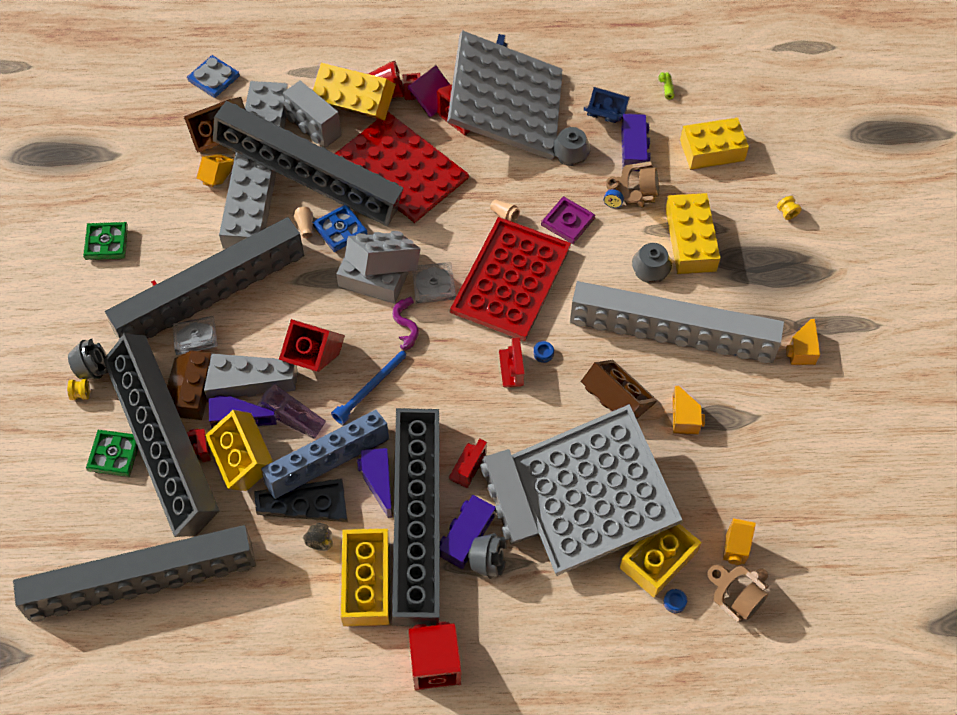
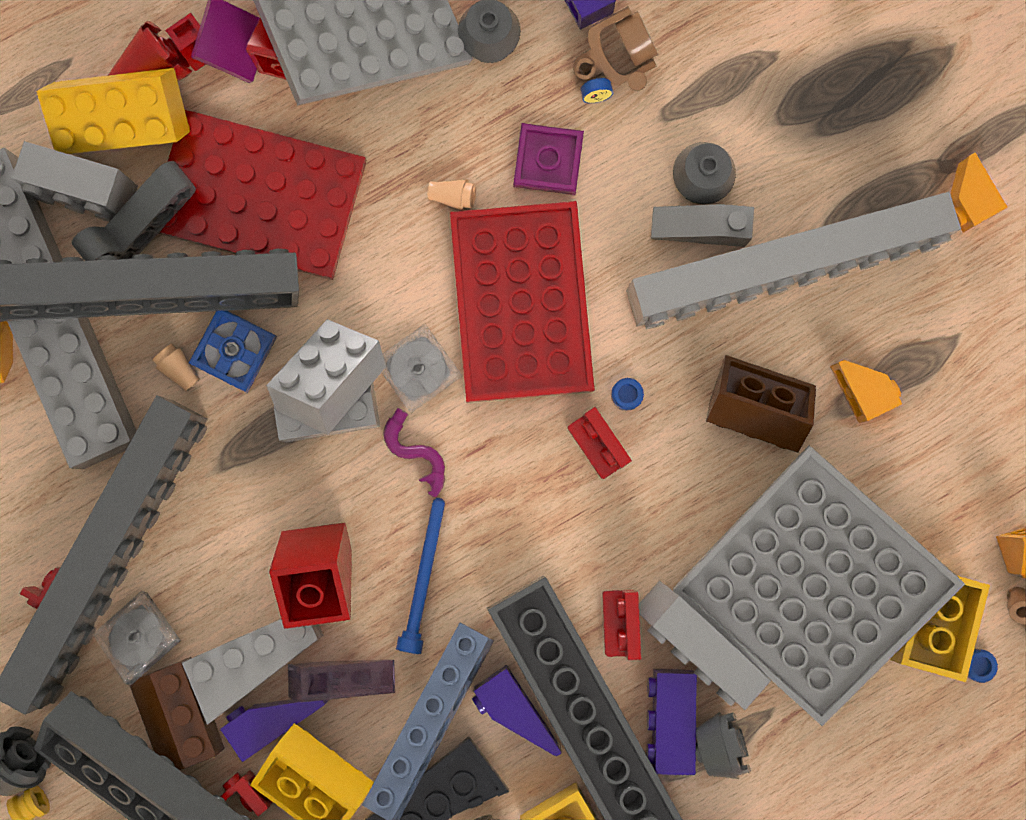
camera: 30 degrees left, 25 degrees up
(343, 139) = (139, 218): none -> dark grey beam
(636, 283) = (704, 224): none -> light grey slope
(692, 233) = (737, 92): yellow brick -> none

